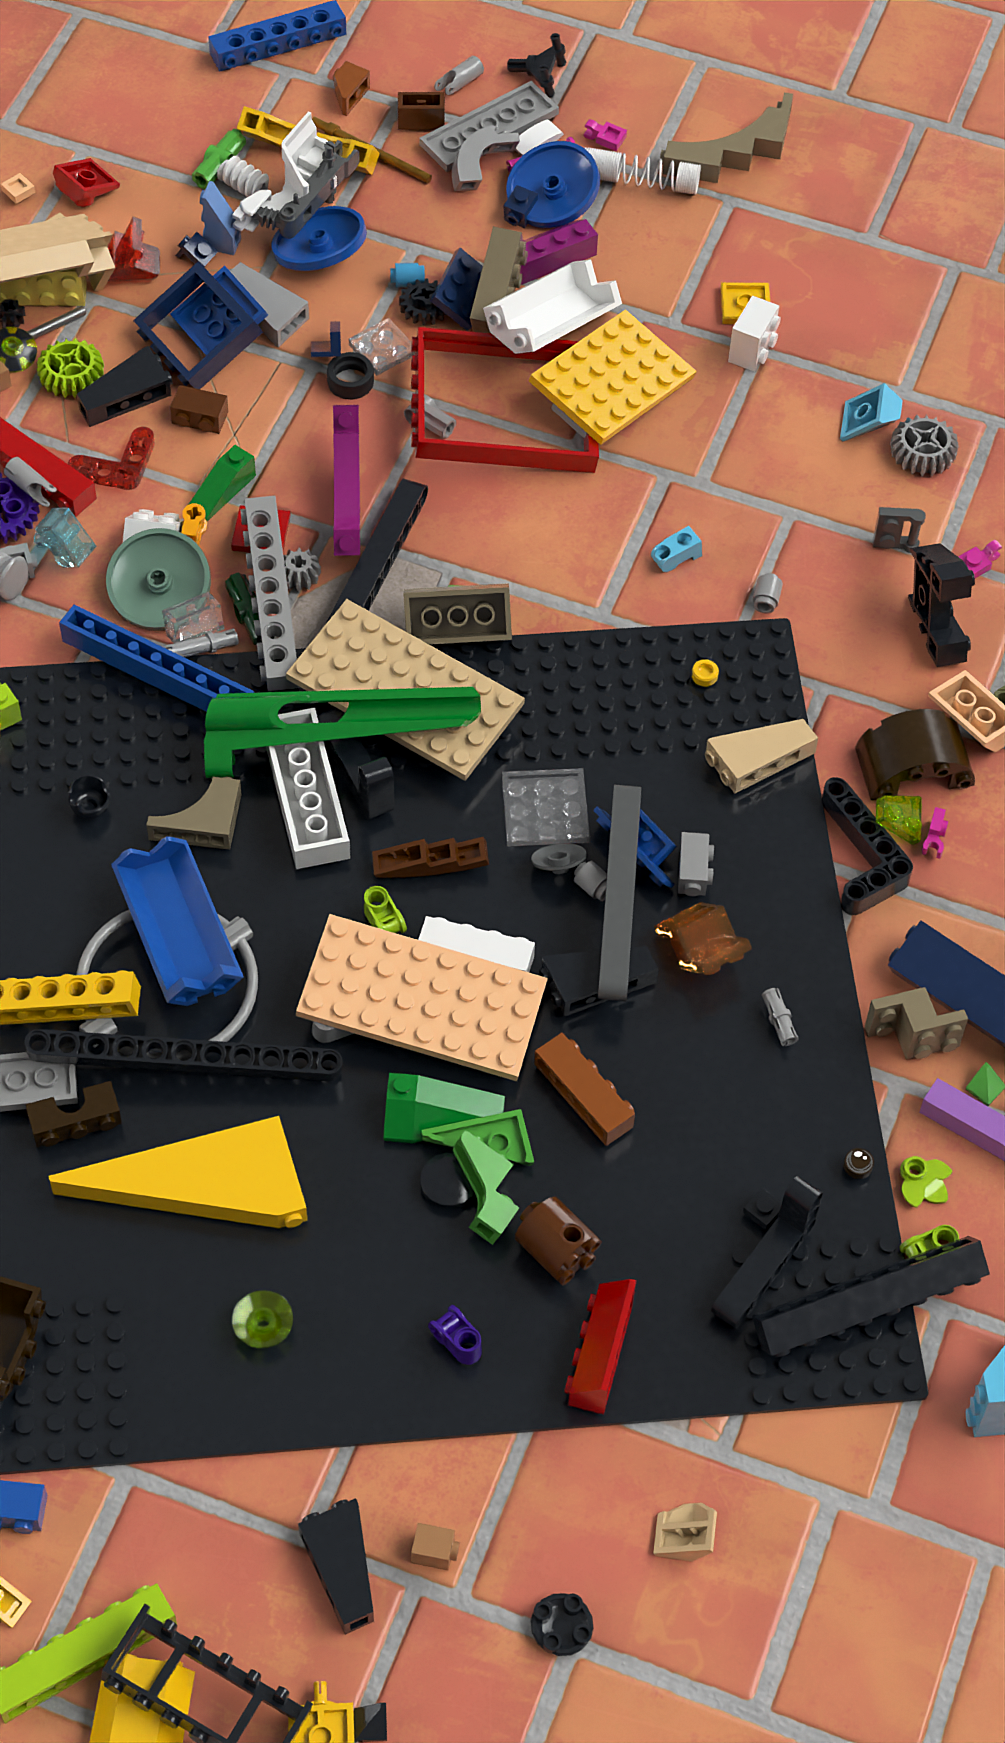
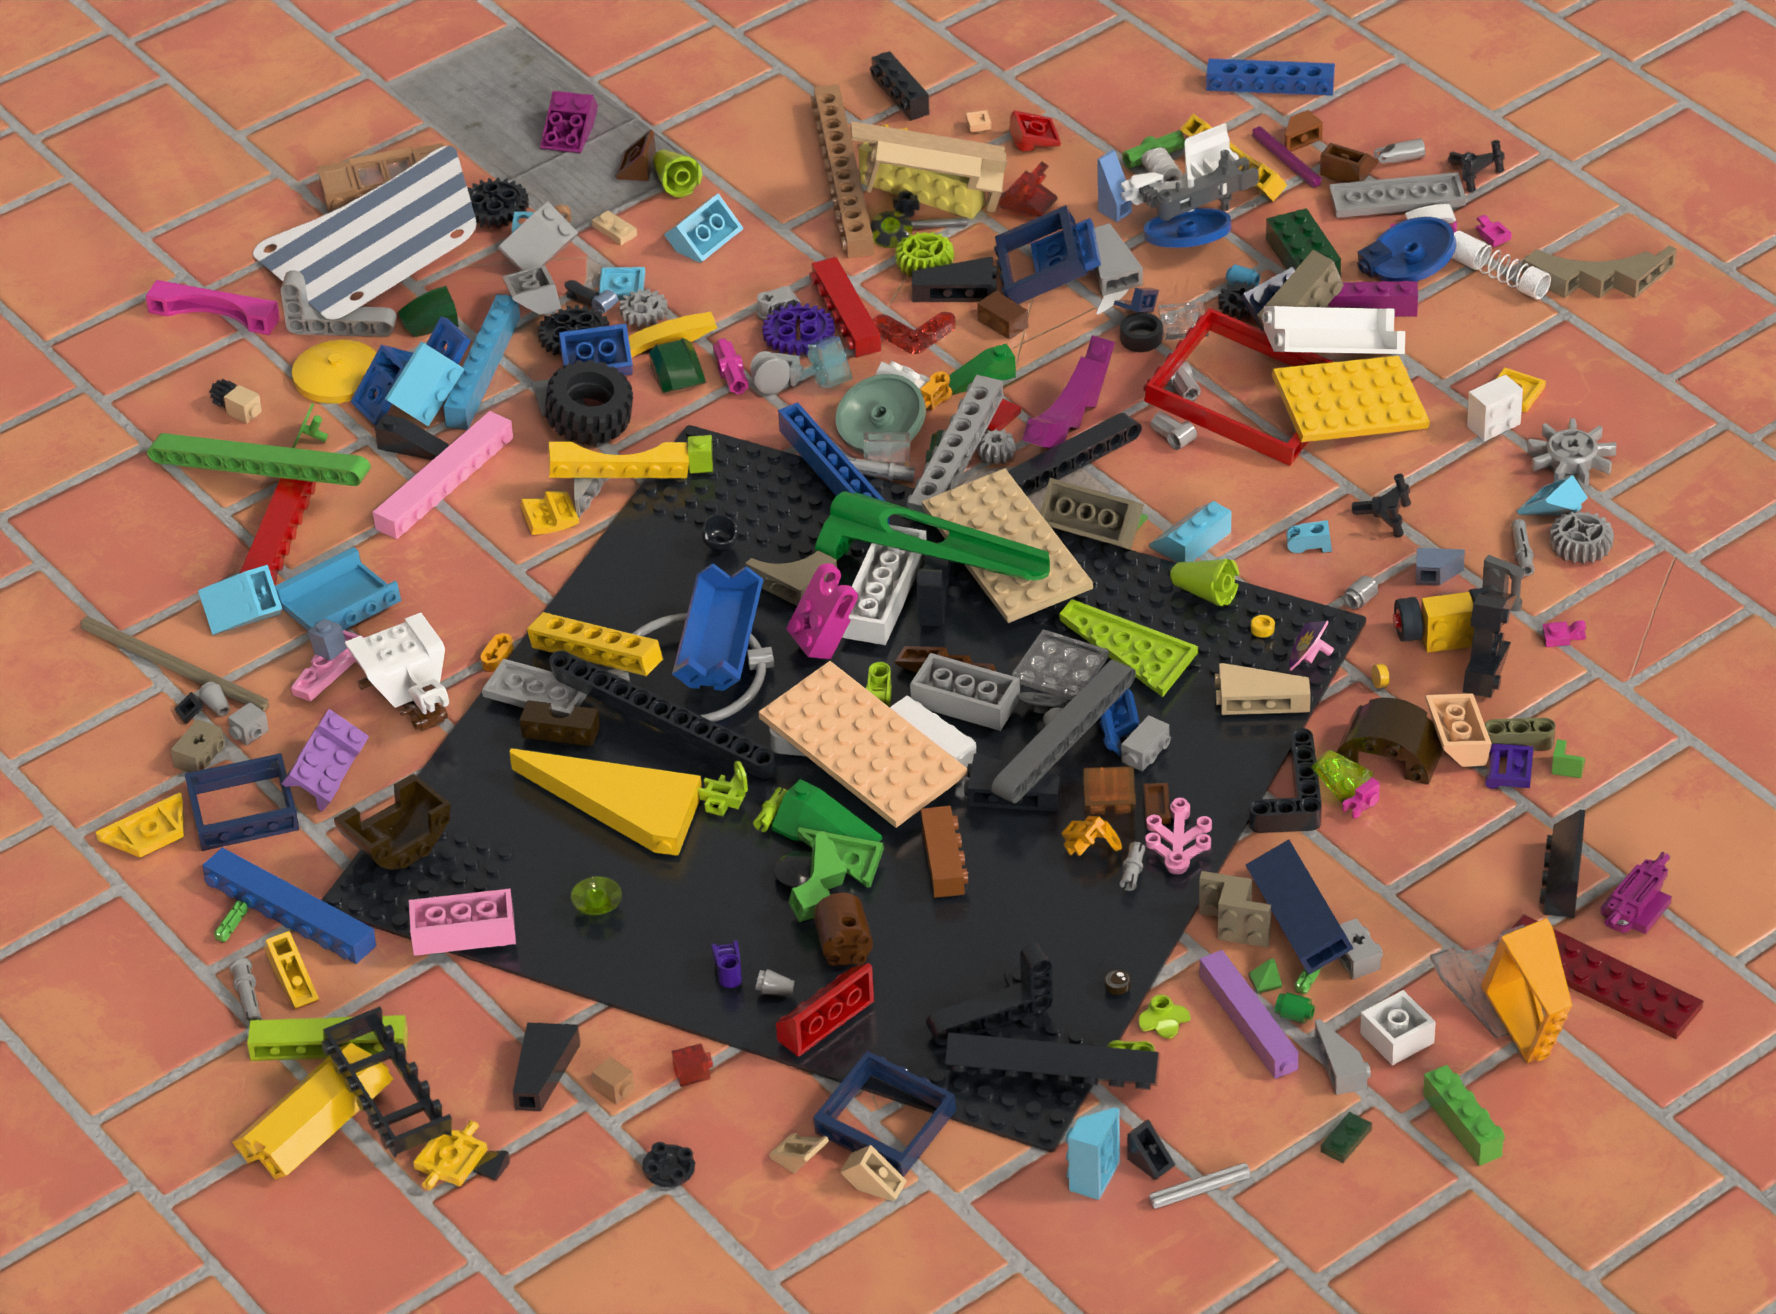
camera: 35 degrees right, 15 degrees down
(28, 479) = (830, 313): light grey piece -> none
(140, 1428) = (462, 922): none -> bright pink brick
(196, 249) = (1086, 206): dark blue bracket -> none
(280, 858) = (822, 613): none -> dark pink brick
(289, 349) = (1108, 300): none -> white sticker
(319, 1108) = (736, 791): none -> lime piece
(334, 130) = (1264, 157): pearl gold bar -> none
(352, 120) = (1286, 156): none -> magenta axle
(371, 1117) = (769, 810): none -> lime pin
(443, 218) = (1295, 236): none -> dark green brick
(466, 166) = (1366, 203): light grey arch -> none
(467, 480) = (1177, 433): none -> light grey piece
(479, 883) = (965, 691): none -> light grey brick
(501, 1482) = (691, 1064): none -> clear red brick
(523, 1338) = (774, 983): none -> light grey cone
(560, 590) = (1194, 533): none -> medium azure slope
(607, 752) = (1152, 654): none -> lime wing
(621, 644) = (1207, 579): none -> lime cone
(724, 991) = (1086, 832): none -> light orange piece
(726, 484) = (1387, 505): none -> black axle
(746, 1493) = (898, 1076): none -> dark blue window
(748, 925) = (1157, 801): none -> reddish brown tile
(768, 676) = (1309, 643): none -> shield
(780, 1525) = (873, 1174): none -> tan slope
(798, 962) = (1178, 860): none -> bright pink plant
(814, 533) = (1438, 565): none -> sand blue slope
(849, 353) = (1572, 451): none -> light grey gear
(852, 682) = (1380, 676): none -> yellow tile
(874, 596) = (1440, 622): none -> yellow brick
(884, 486) = (1523, 553): none -> light grey pin

